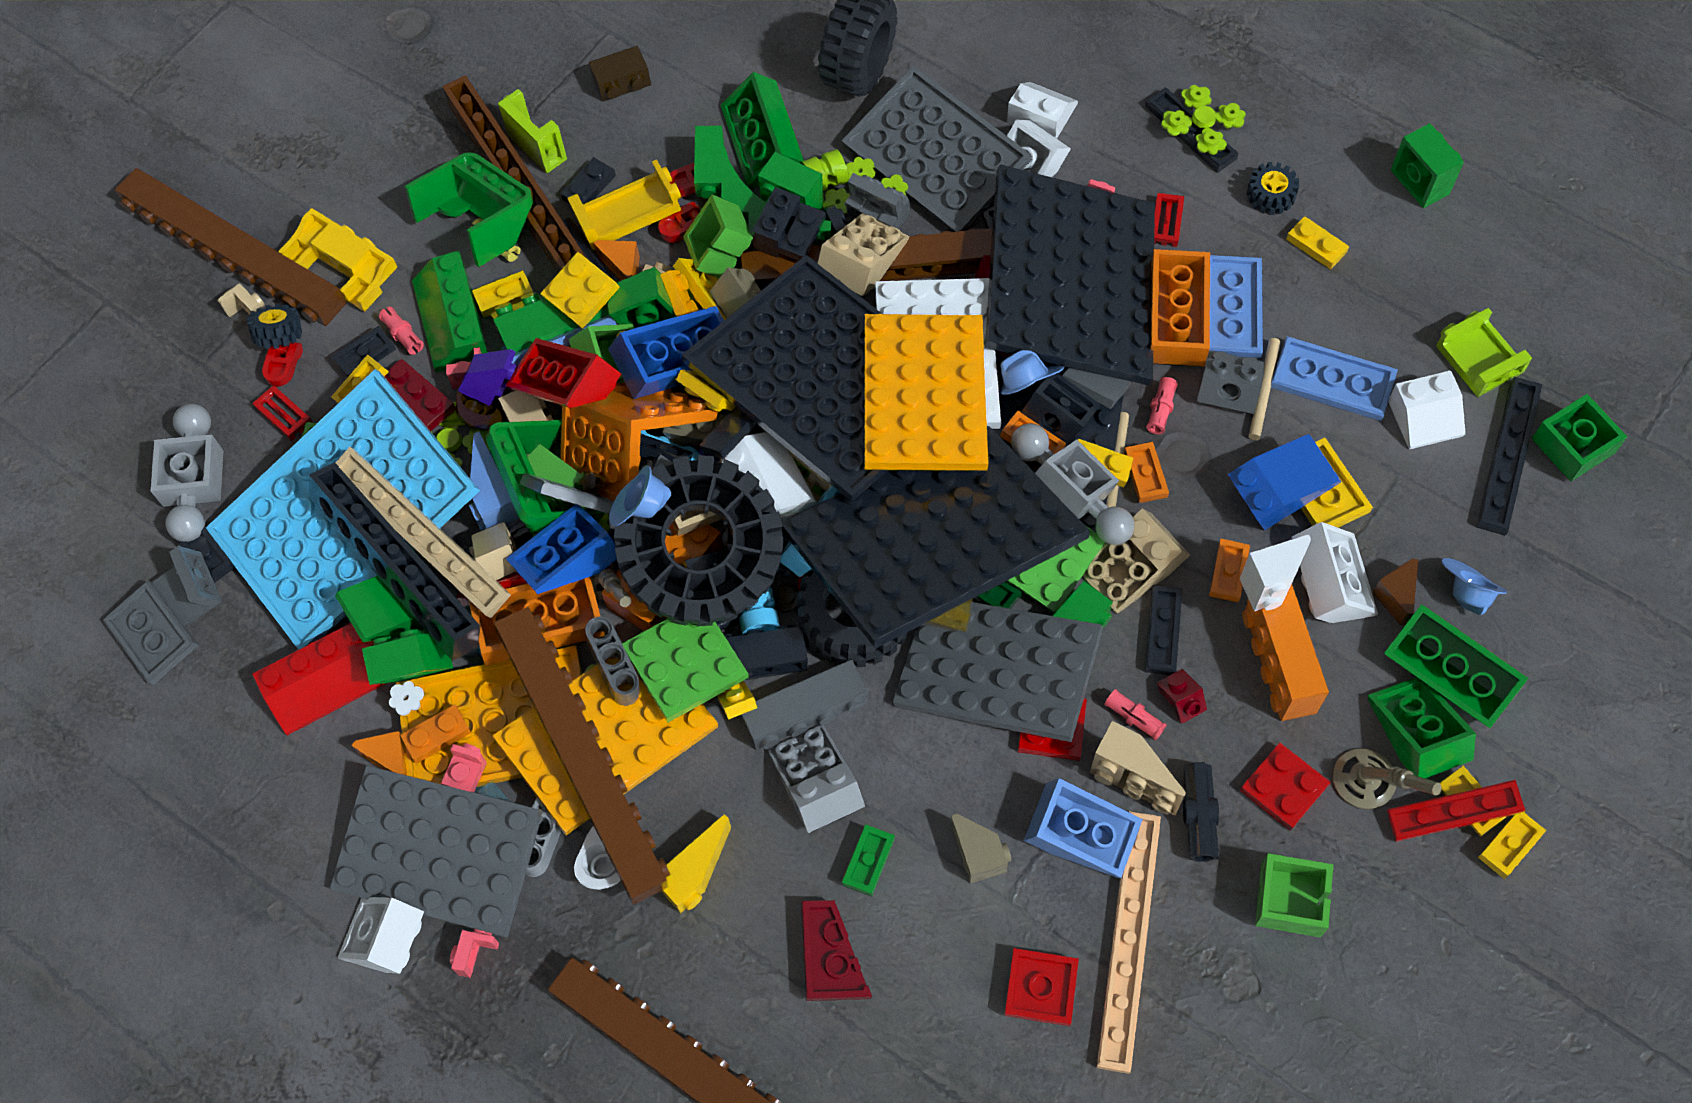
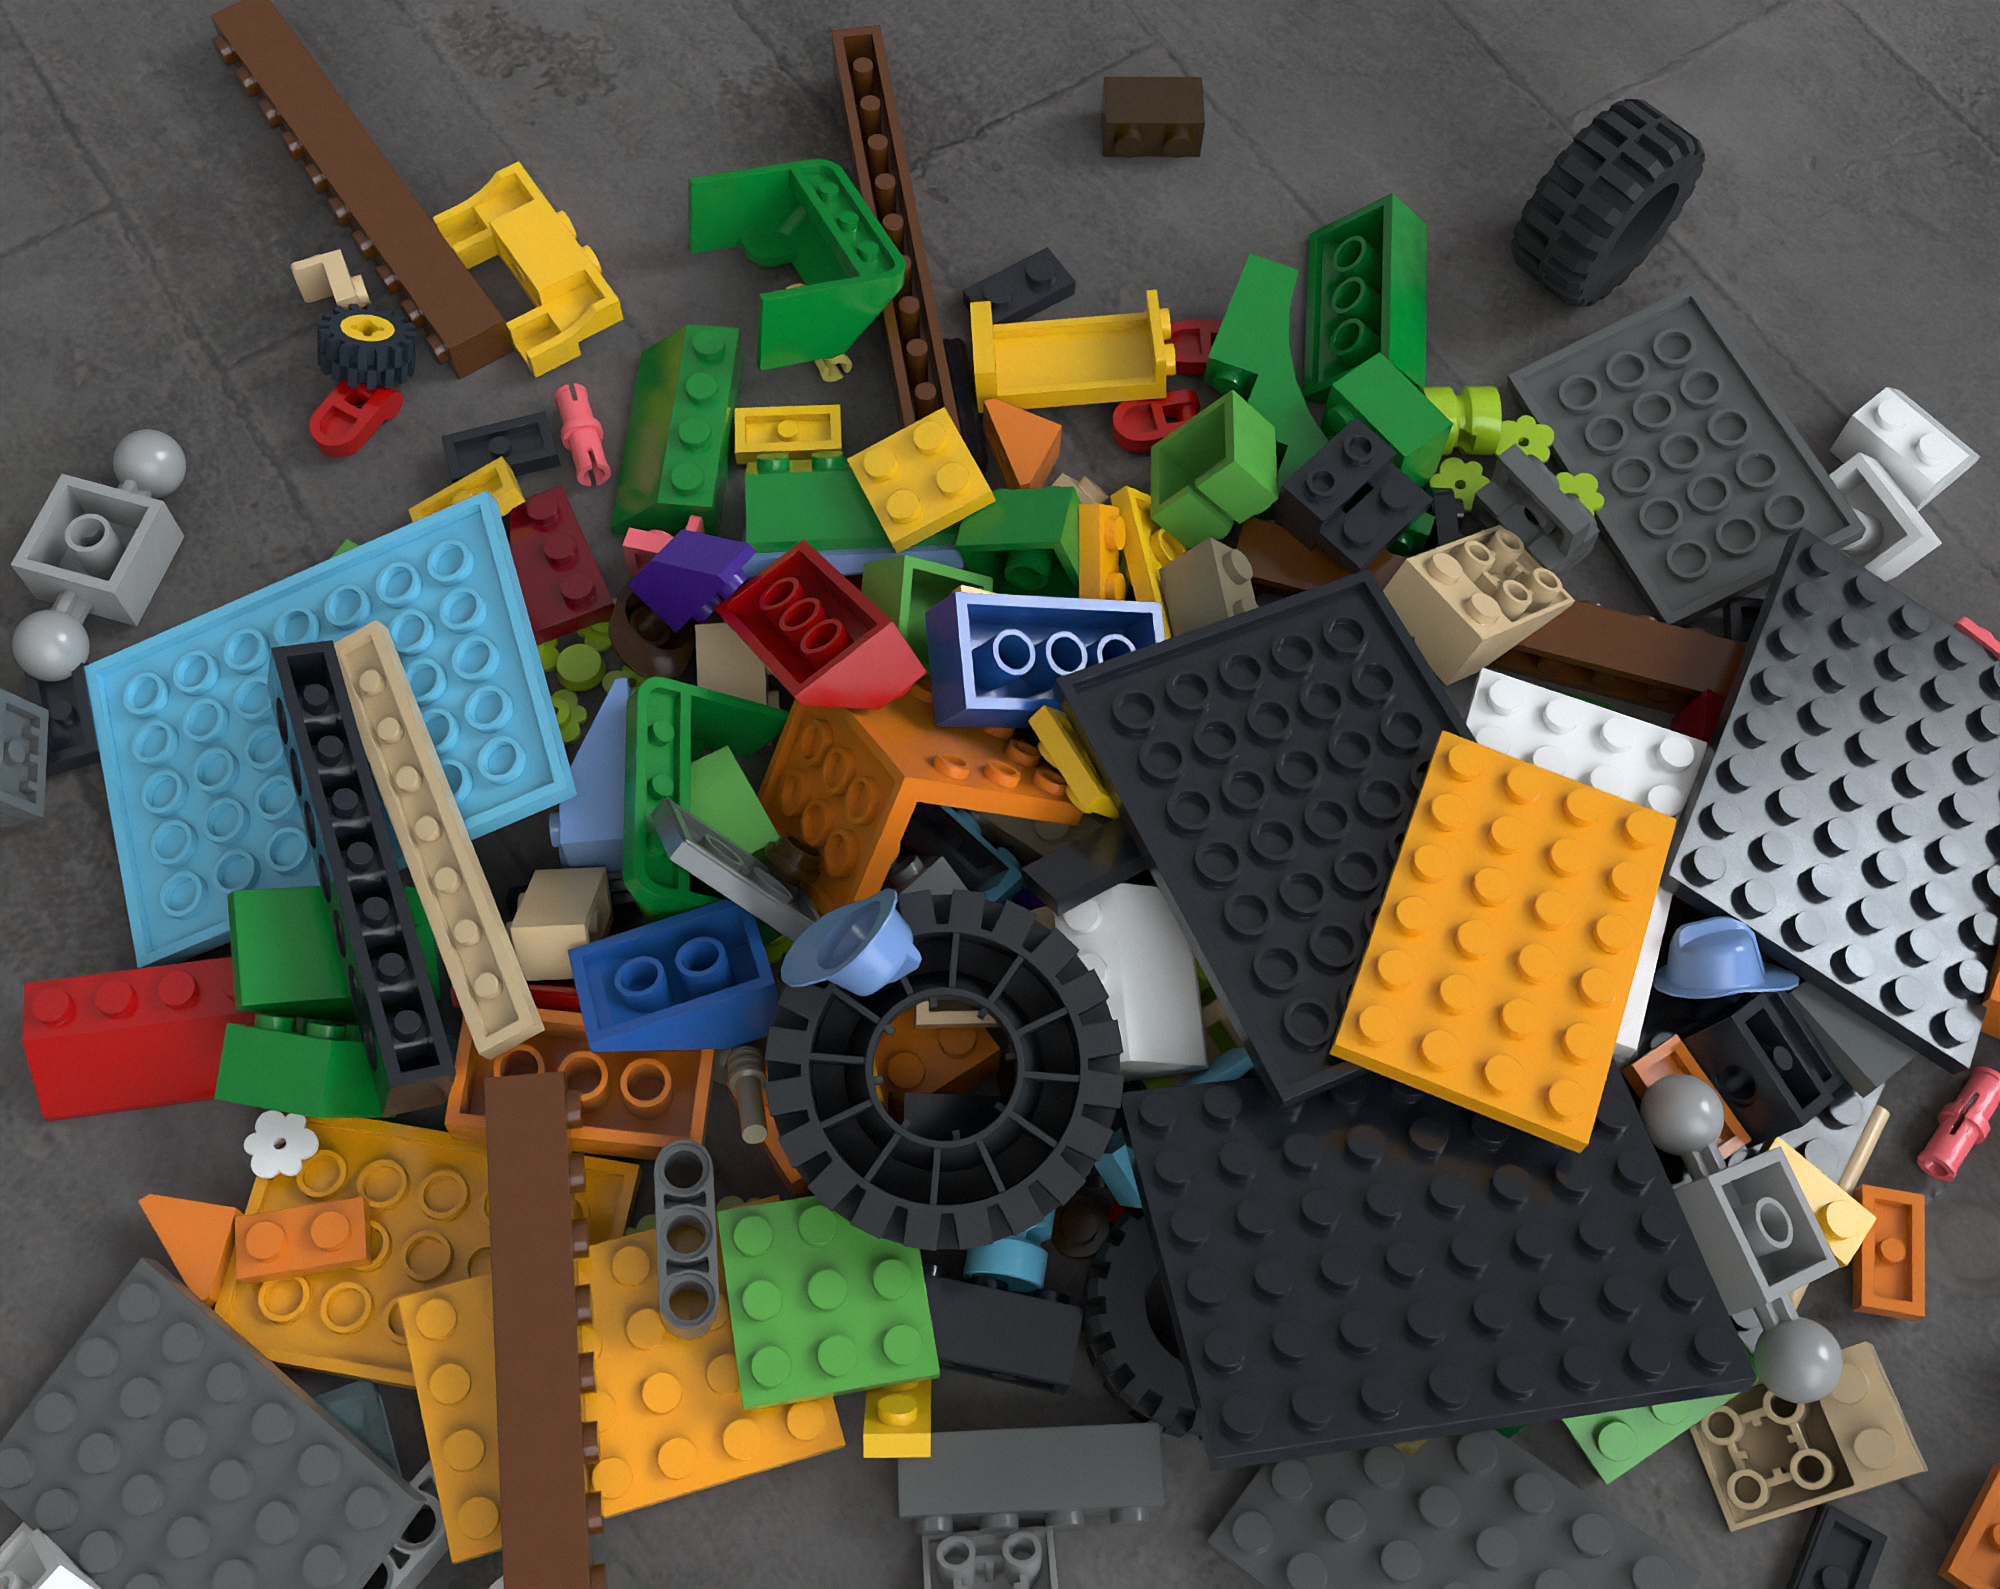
camera: 15 degrees right, 0 degrees up
(296, 426) = (329, 540): red tile -> none
(464, 768) = (322, 1340): coral bracket -> none
(540, 144) = (962, 189): lime panel -> none
(1086, 605) = (1673, 1503): green slope -> none

